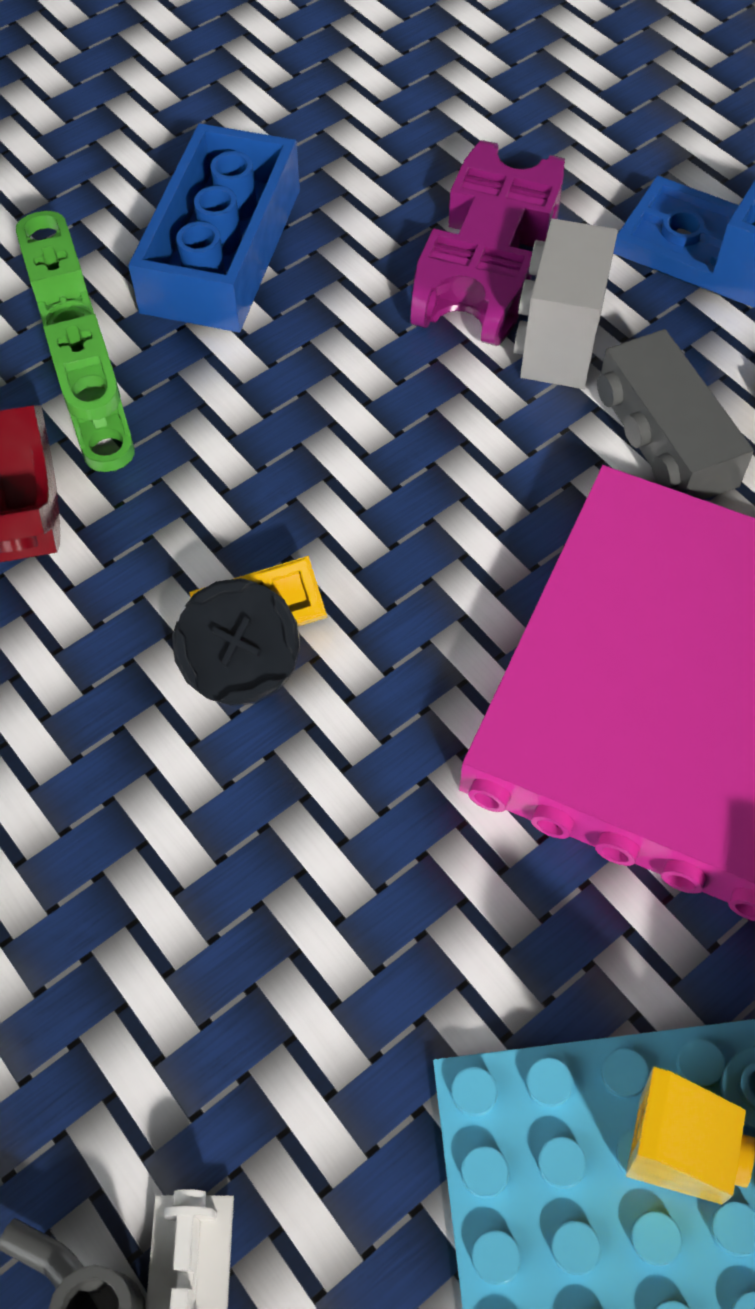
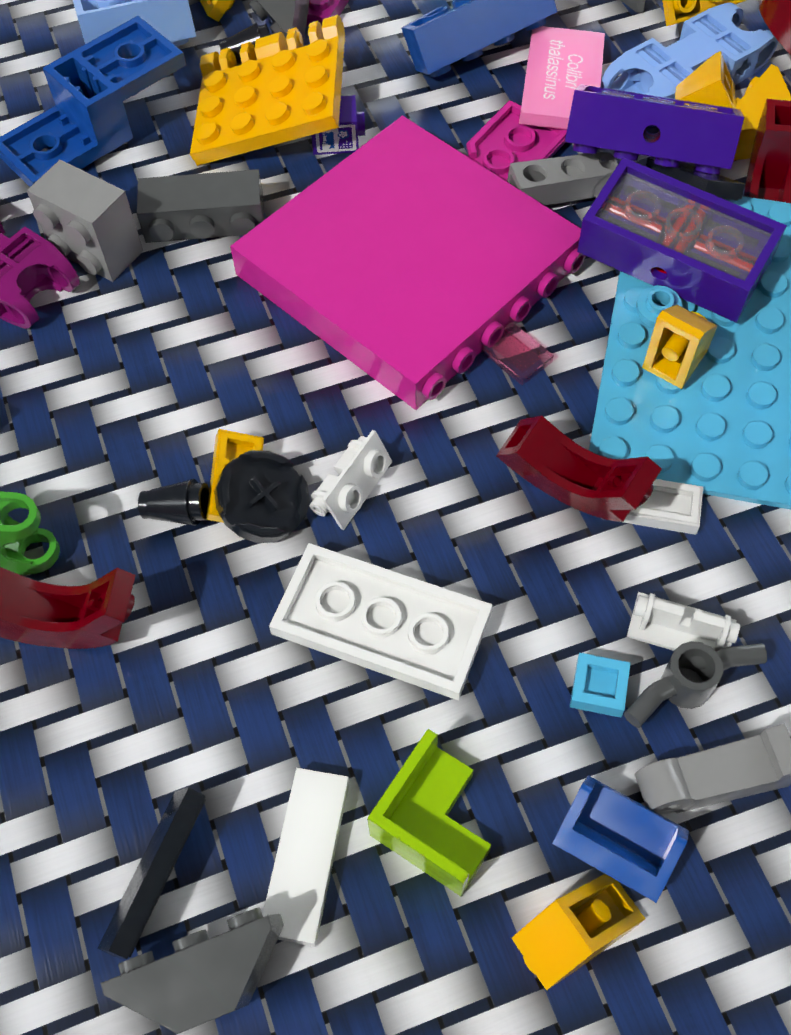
camera: 70 degrees left, 0 degrees up
(59, 1172) = (600, 685): none -> medium azure plate
(96, 851) = (382, 620): none -> white plate
(203, 553) = (176, 503): none -> black cone
(287, 741) = (359, 473): none -> white hinge
(396, 1044) = (576, 475): none -> dark red arch
(407, 1185) = (670, 507): none -> white tile
(612, 903) = (518, 354): none -> clear pink tile

